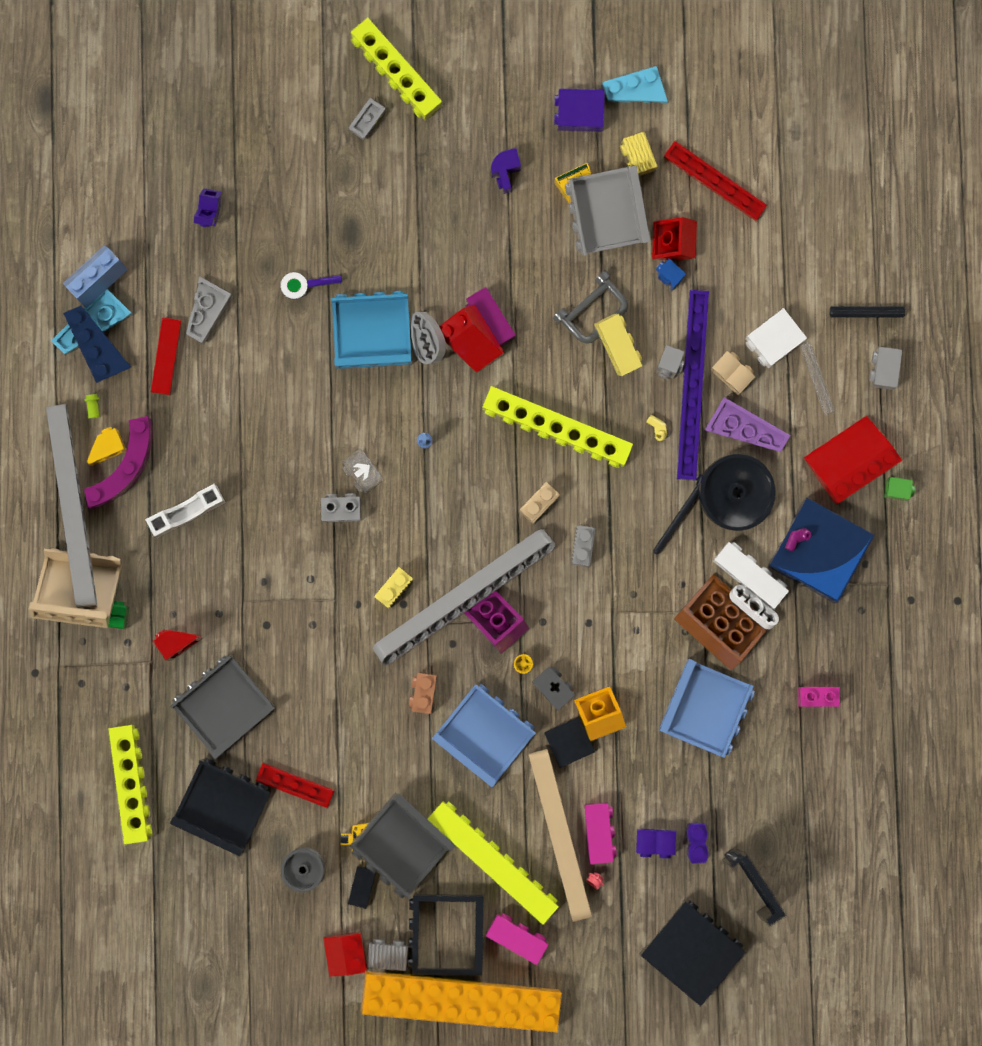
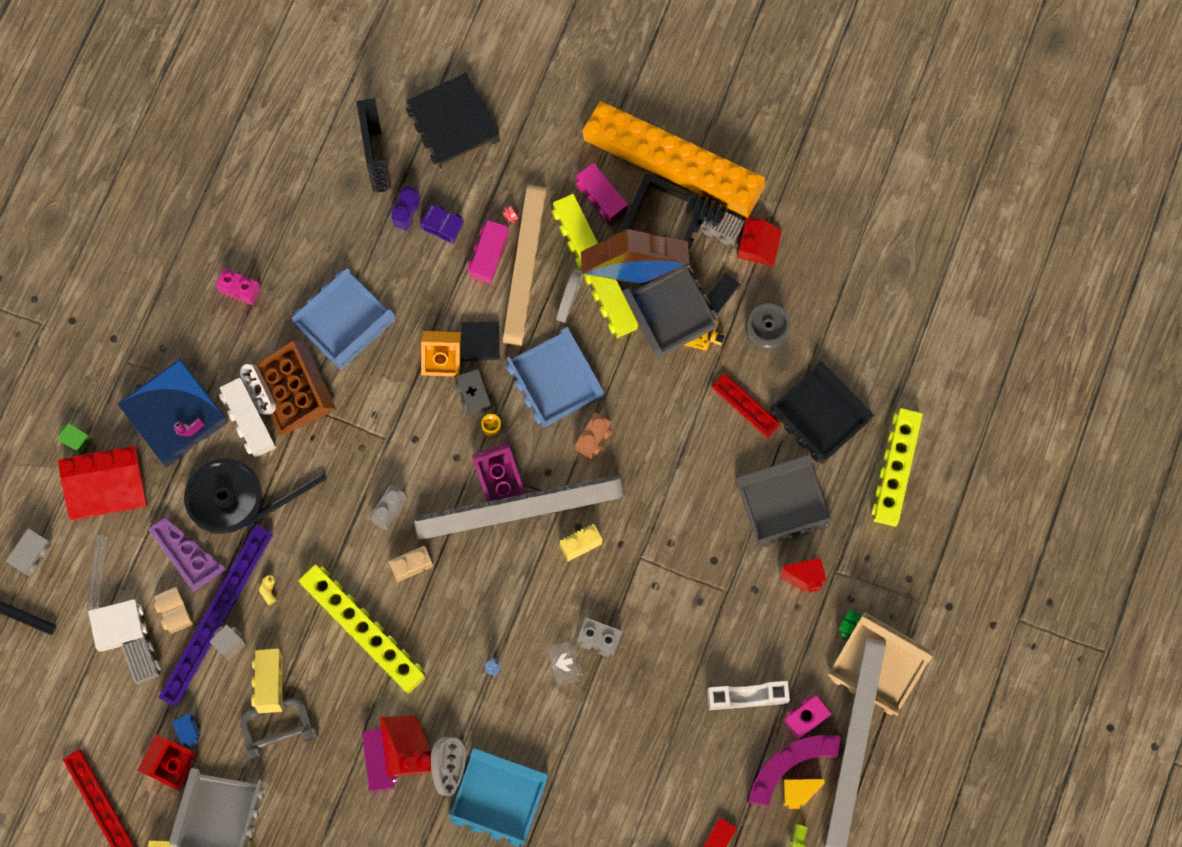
camera: 160 degrees left, 10 degrees down
(116, 521) = (798, 725): none -> dark pink brick
(407, 959) = (705, 209): none -> black piece
(453, 876) = (634, 257): none -> reddish brown tile
(502, 820) = (570, 295): none -> light grey piece
(739, 317) = (141, 660): none -> light grey brick

